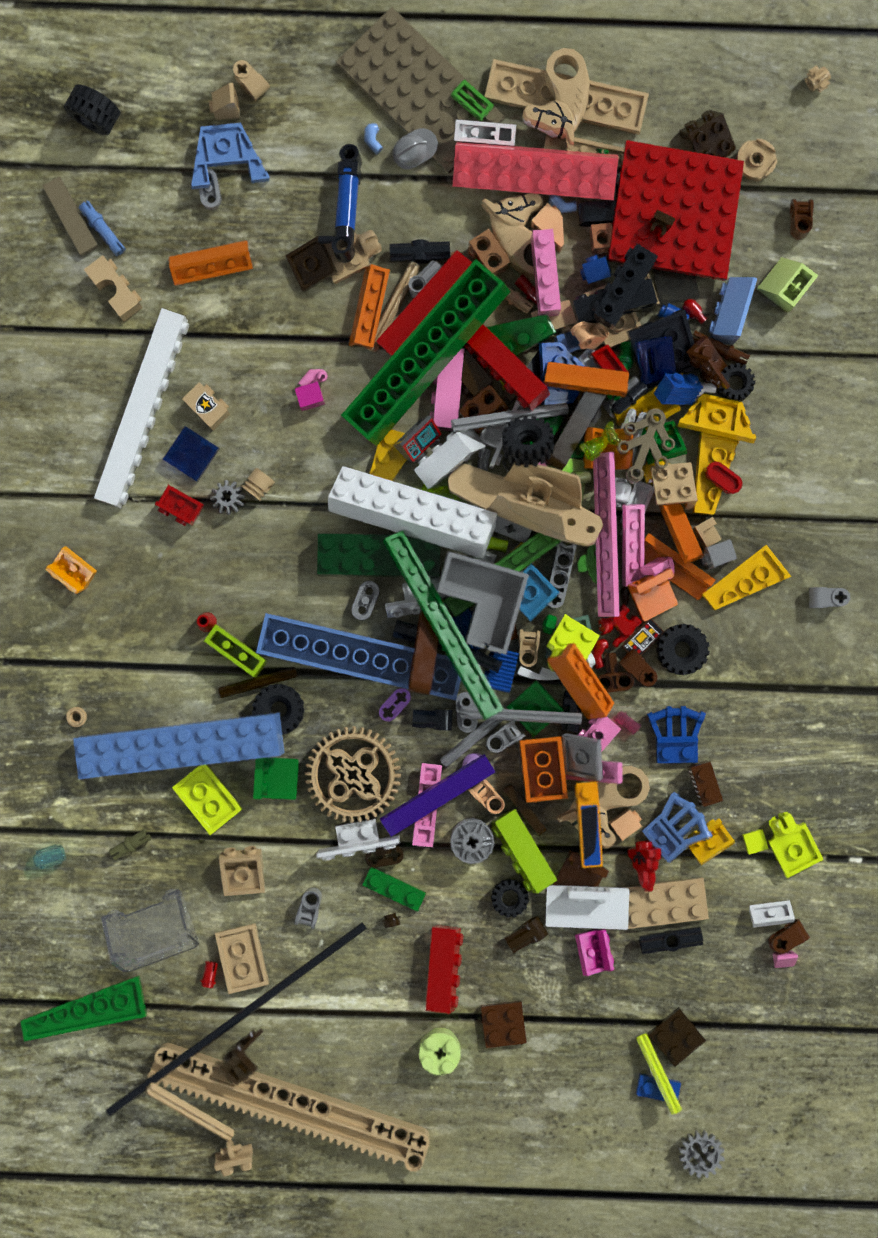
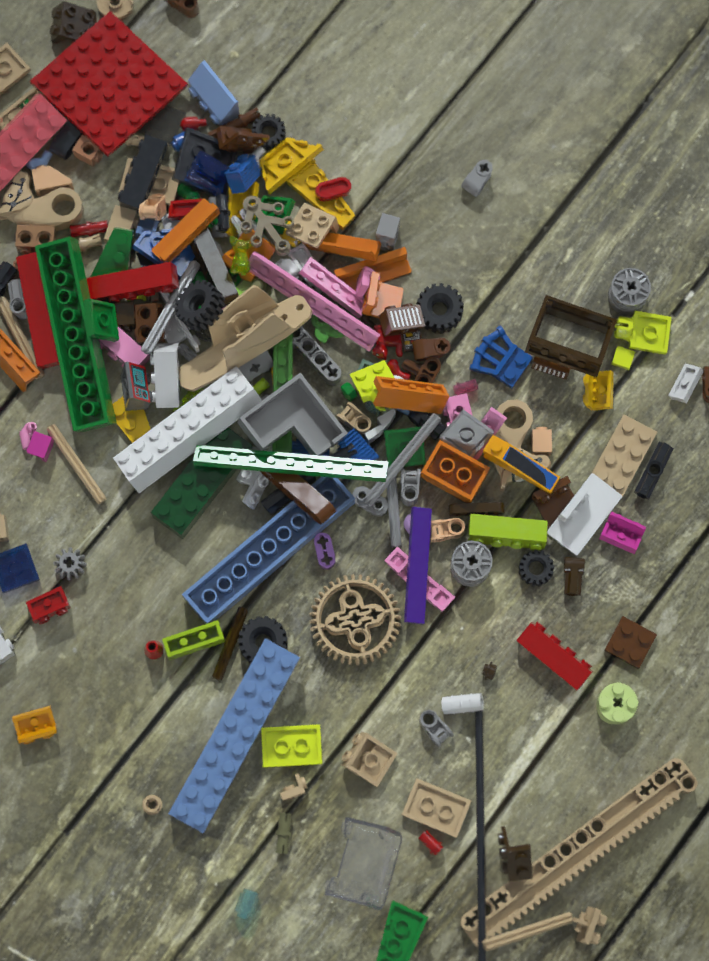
camera: 55 degrees left, 10 degrees down
(168, 827) = (291, 791): none -> tan bracket
(258, 484) = (77, 533): tan piece -> none
(276, 778) = (315, 681): green bracket -> none
(318, 437) = (76, 464): none -> tan axle
(345, 918) = (462, 703): none -> white axle
(357, 837) = (404, 650): white bracket -> none
(365, 600) = (229, 516): light grey plate -> none
(384, 861) = (431, 639): dark brown beam -> none
(394, 888) = (466, 652): green plate -> none
(435, 719) = (360, 525): black piece -> none
(453, 366) = (101, 320): none -> green plate
(537, 593) = (321, 381): dark azure plate -> none
(545, 272) = (83, 205): bright pink brick -> none
(595, 269) = (107, 170): blue brick -> none
(624, 287) = (138, 156): black brick -> none
(645, 625) = (401, 320): none -> brick
(645, 862) = (581, 446): red rock -> none
(662, 221) = (110, 96): dark brown tile -> none
(665, 836) = (572, 418): medium blue plate -> none
(706, 533) = (365, 229): tan panel -> none
(715, 793) = (563, 355): none -> dark brown window
(751, 576) = (422, 217): yellow wing -> none
(787, 283) = (223, 44): yellowish green slope -> none
(808, 803) = (628, 301): none -> light grey wheel

